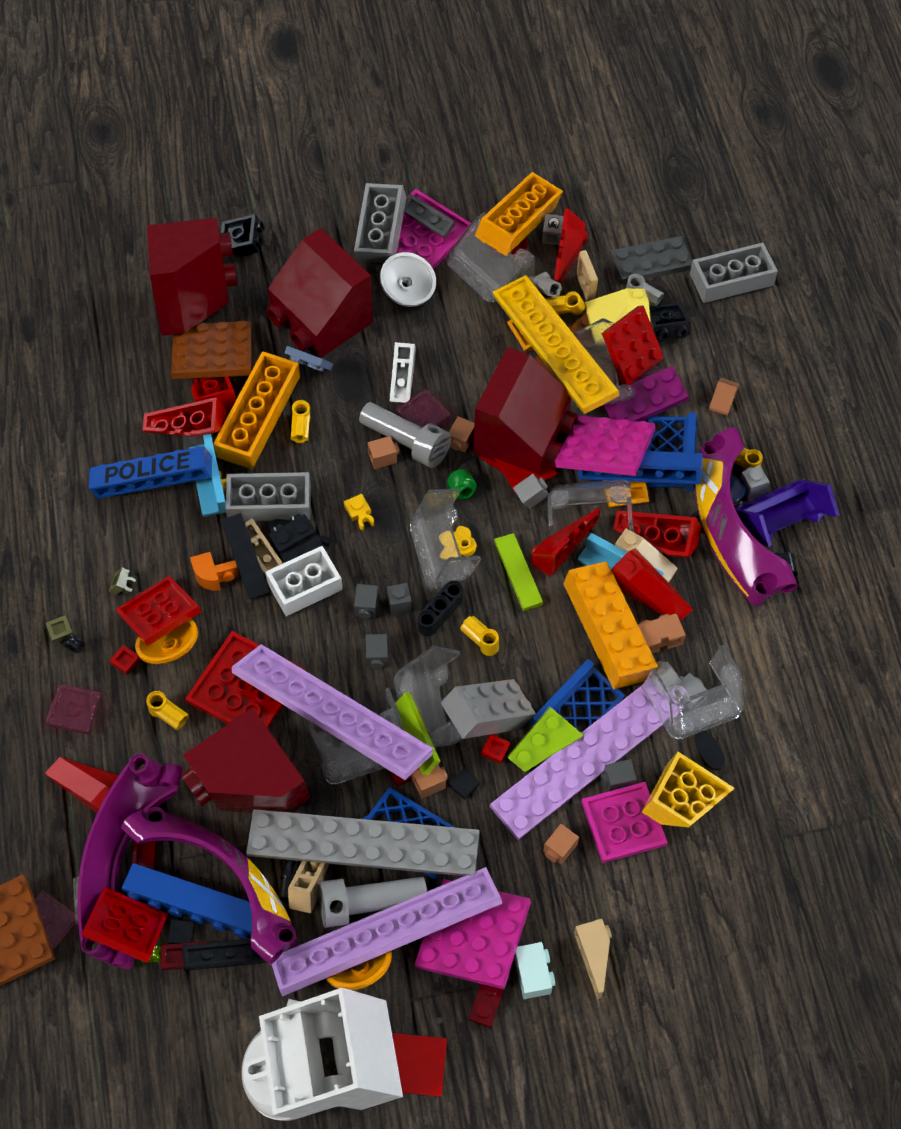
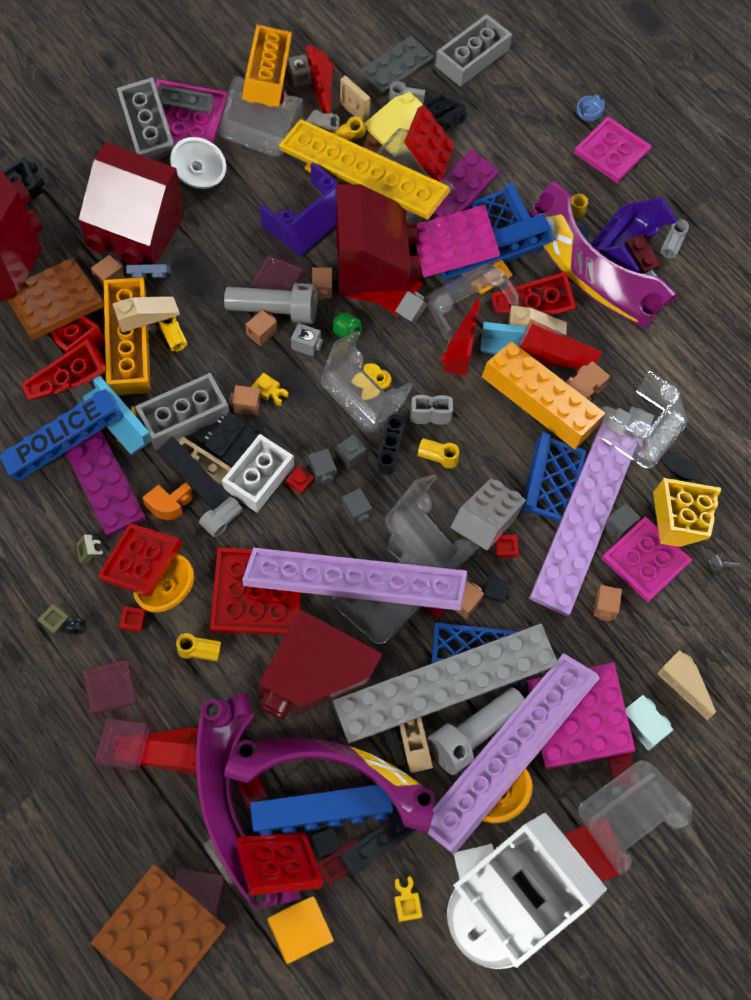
camera: 30 degrees left, 5 degrees up
(56, 762) = (122, 744): none -> clear pink plate
(116, 995) = (300, 930): none -> light orange slope
(167, 532) = (105, 484): none -> magenta plate
(221, 1021) = (407, 904): none -> yellow plate
(244, 607) = (216, 521): none -> light grey piece
(274, 344) = (107, 270): none -> nougat brick
(277, 392) = (143, 311): none -> tan slope
(331, 511) = (245, 400): none -> nougat brick
(340, 604) = (300, 480): none -> red plate
(402, 372) = (239, 248): white slope -> none
(415, 726) = (432, 558): lime tile -> none
(416, 480) = (306, 340): none -> light grey brick
(468, 1042) = (631, 809): none -> clear windscreen
(471, 379) = (313, 225): none -> dark purple windscreen
(490, 590) = (429, 409): none -> light grey brick
(518, 572) = (437, 382): lime tile -> none
(543, 740) = (544, 519): lime wing -> none
(692, 859) = (717, 563): none -> dark grey hand
(724, 396) = (523, 159): nougat slope -> none
(755, 482) = (591, 220): light grey brick -> none
(792, 533) = (642, 254): none -> dark red plate
(821, 373) = (590, 108): none -> medium blue hair
(821, 421) = (612, 149): none -> dark pink plate
(832, 533) = (674, 239): none -> light grey piece

